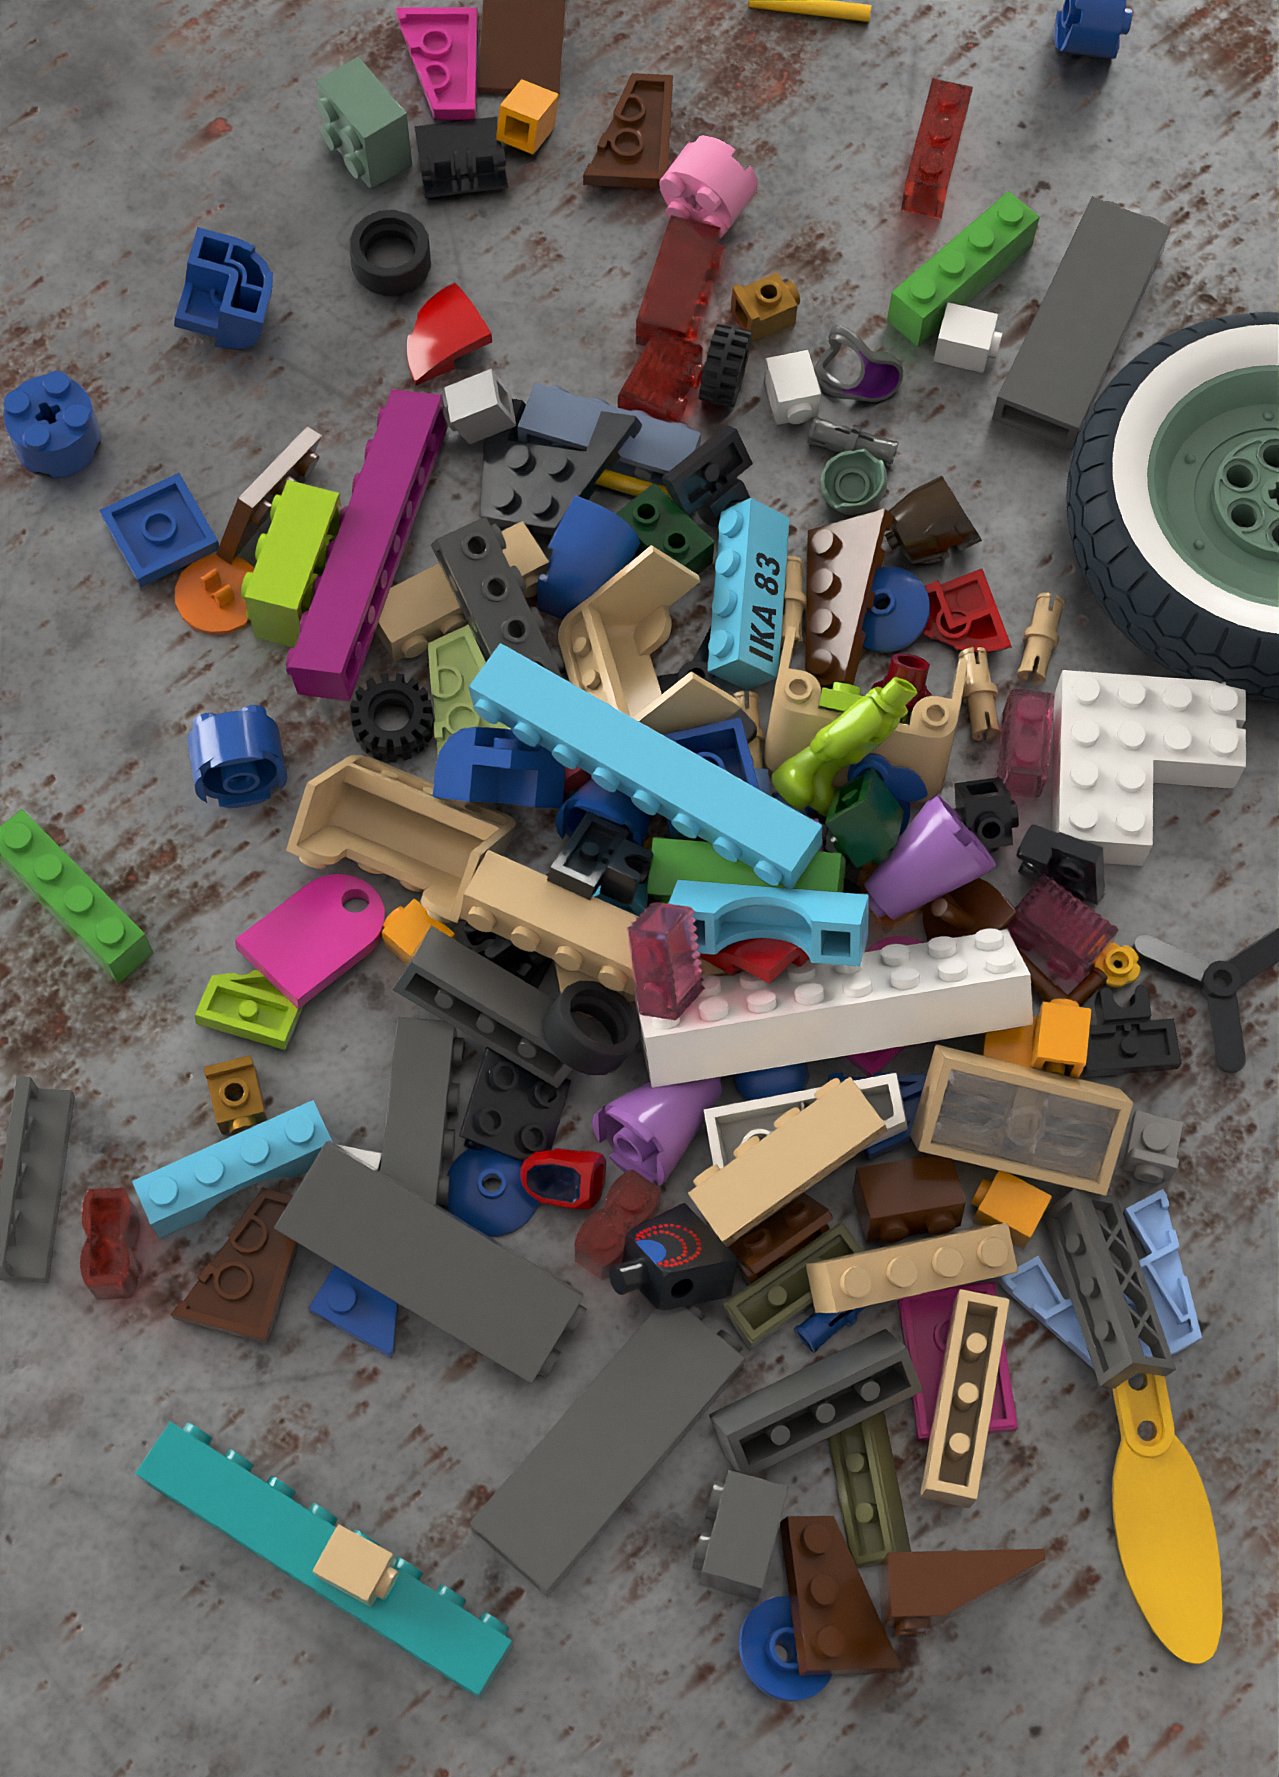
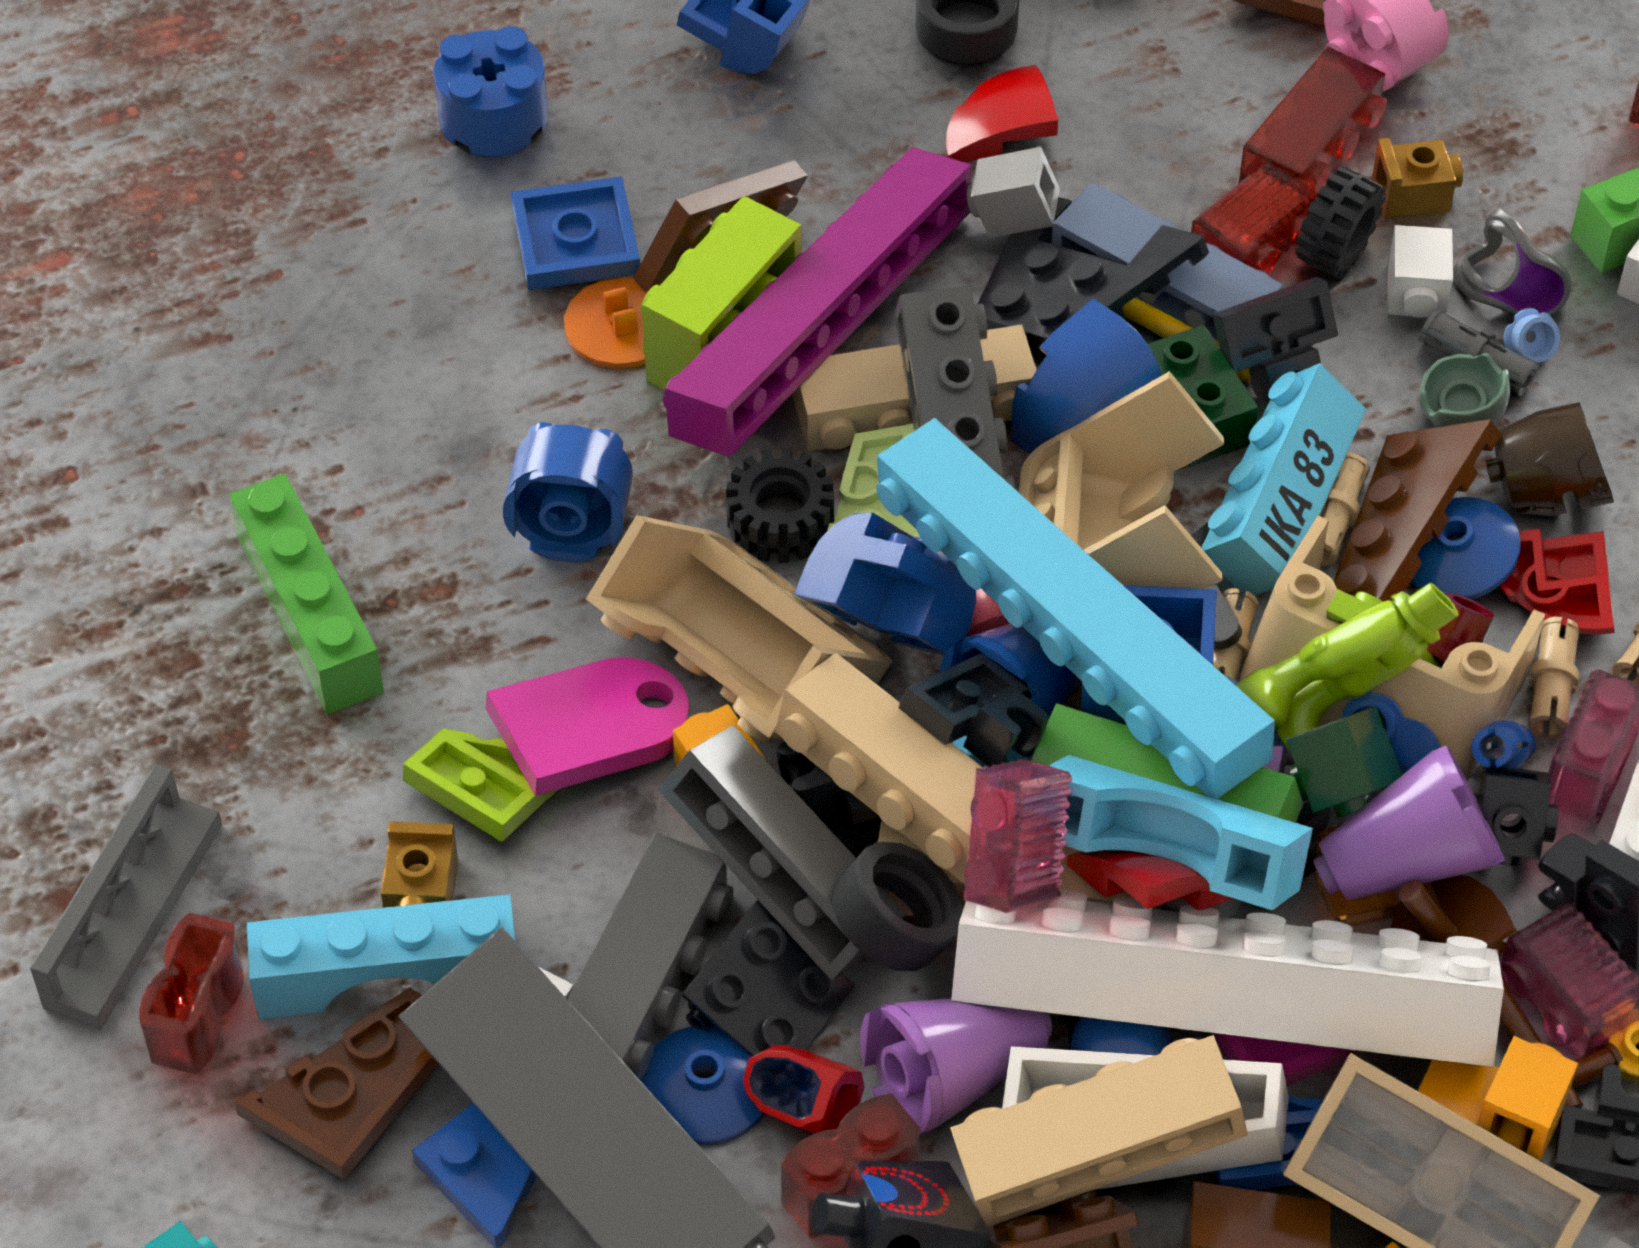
camera: 20 degrees right, 15 degrees down
(895, 419) = (1545, 335): none -> light blue plate
(965, 766) = (1501, 734): none -> blue pin

